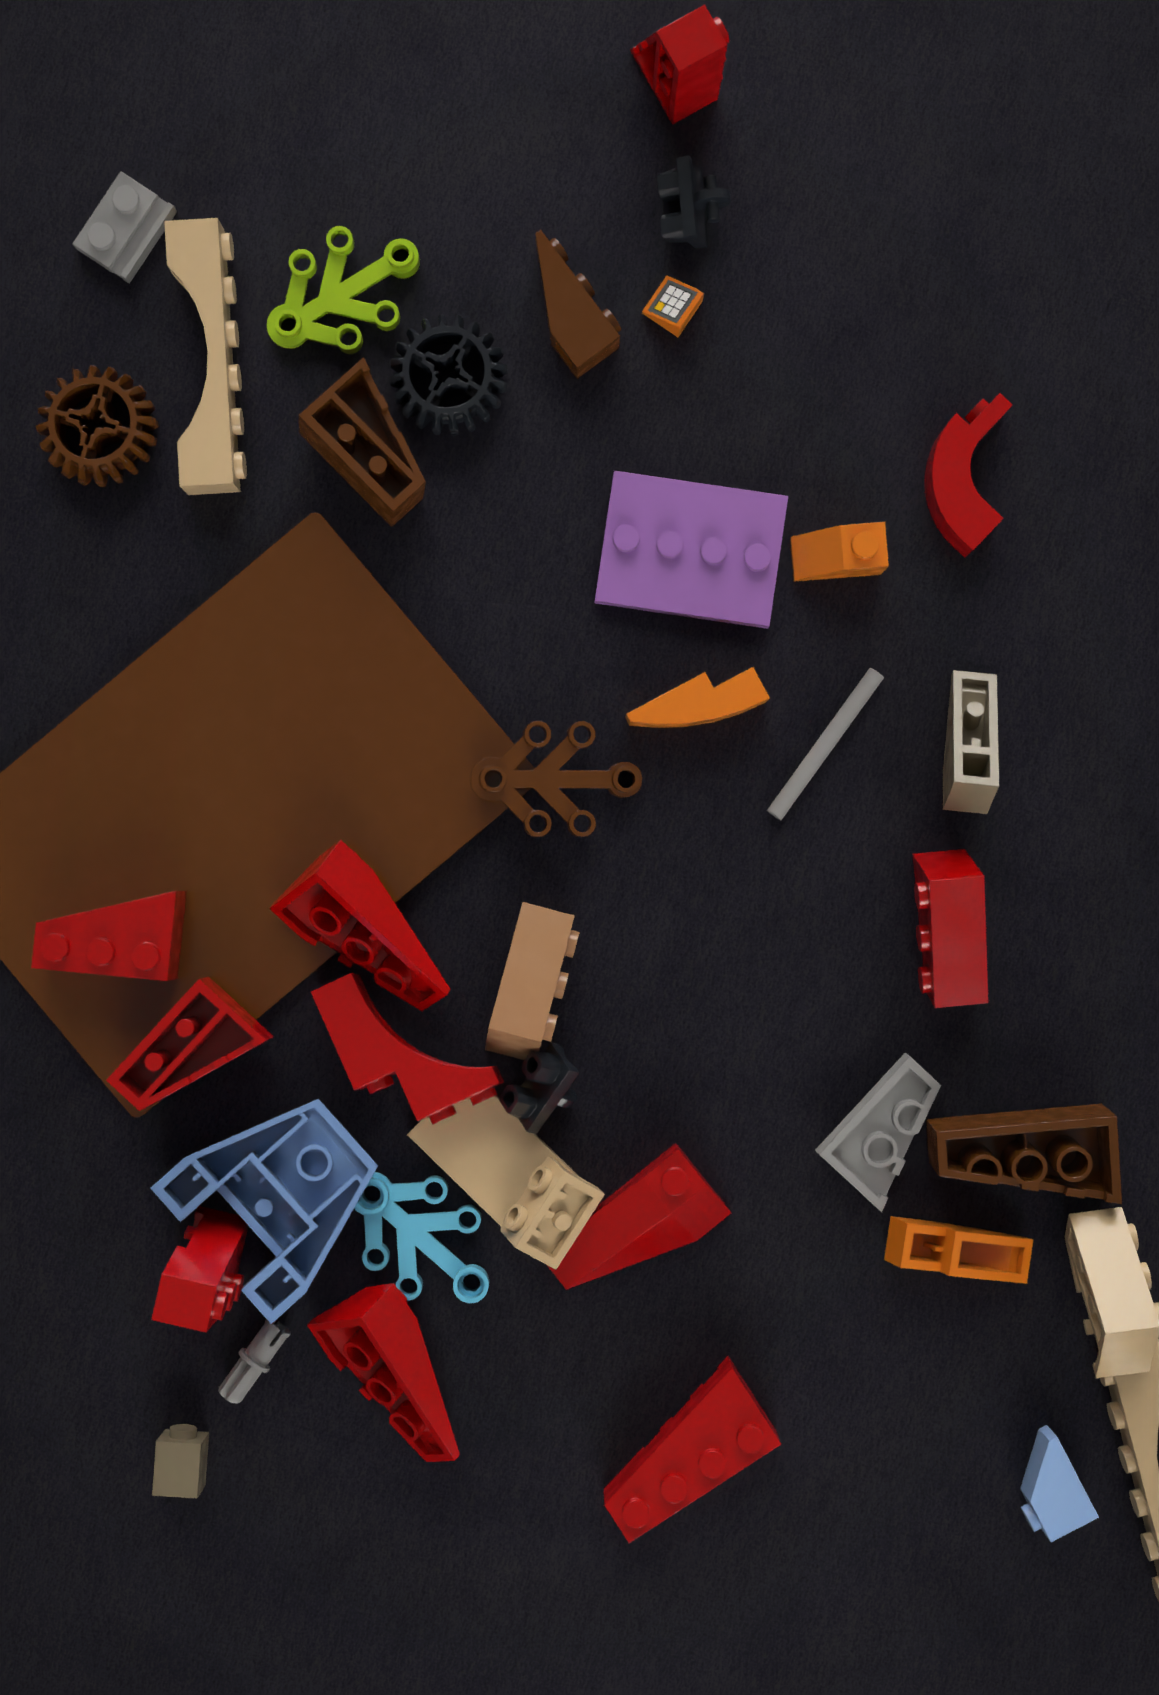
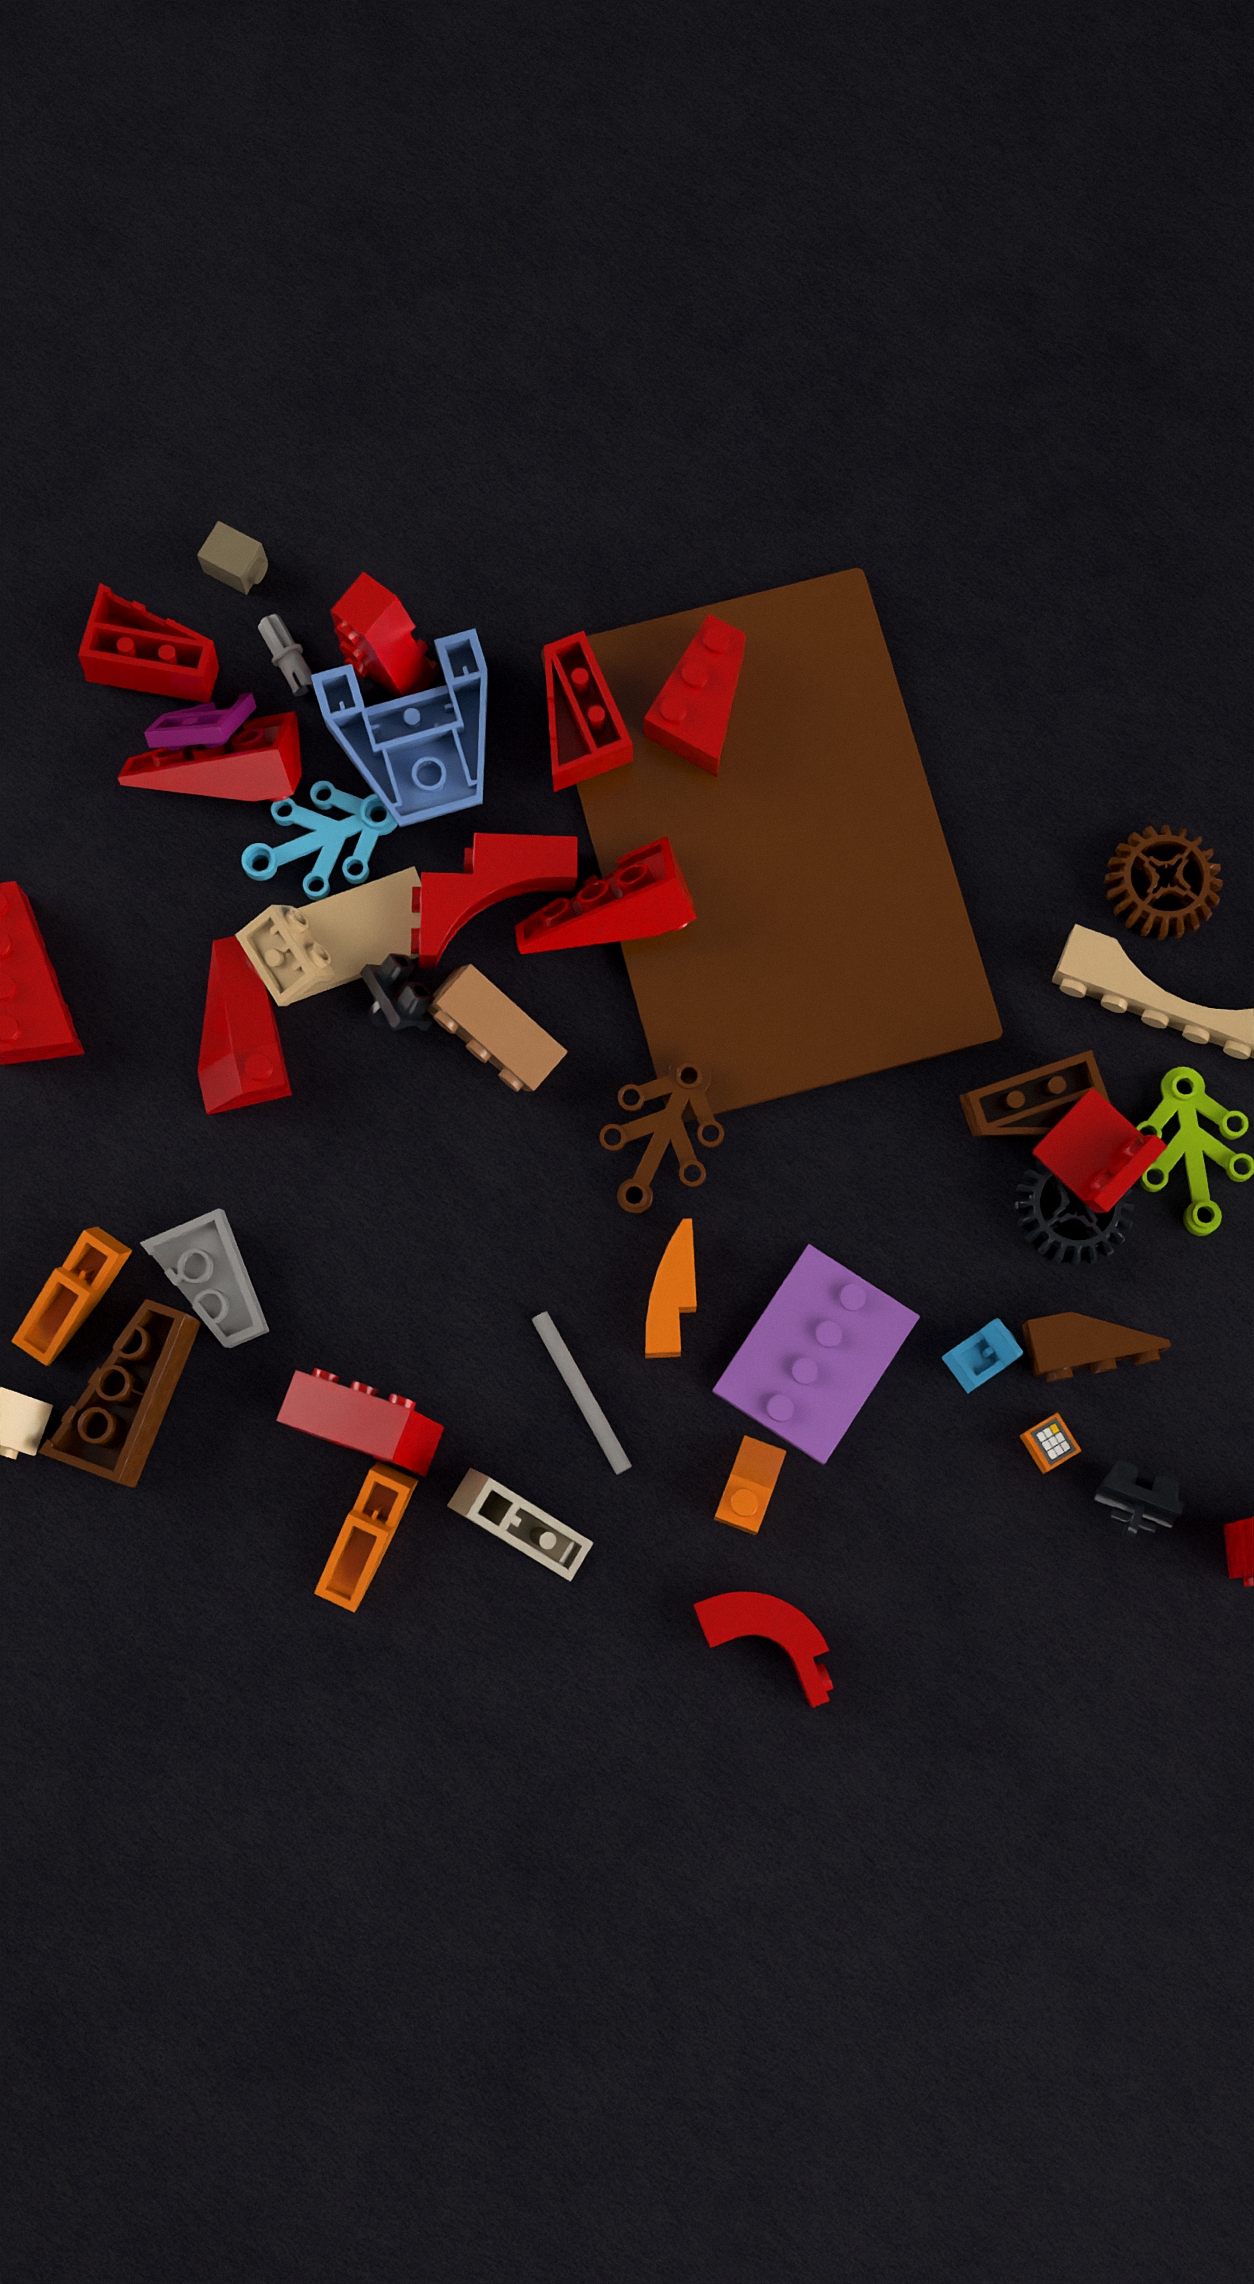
camera: 120 degrees right, 10 degrees down
(317, 1499) = (144, 652): none -> red wedge
(364, 1408) = (199, 725): none -> magenta wing
(395, 363) = (1097, 1152): none -> red bracket
(624, 397) = (983, 1355): none -> dark azure bracket
(1049, 873) = (365, 1536): none -> orange slope

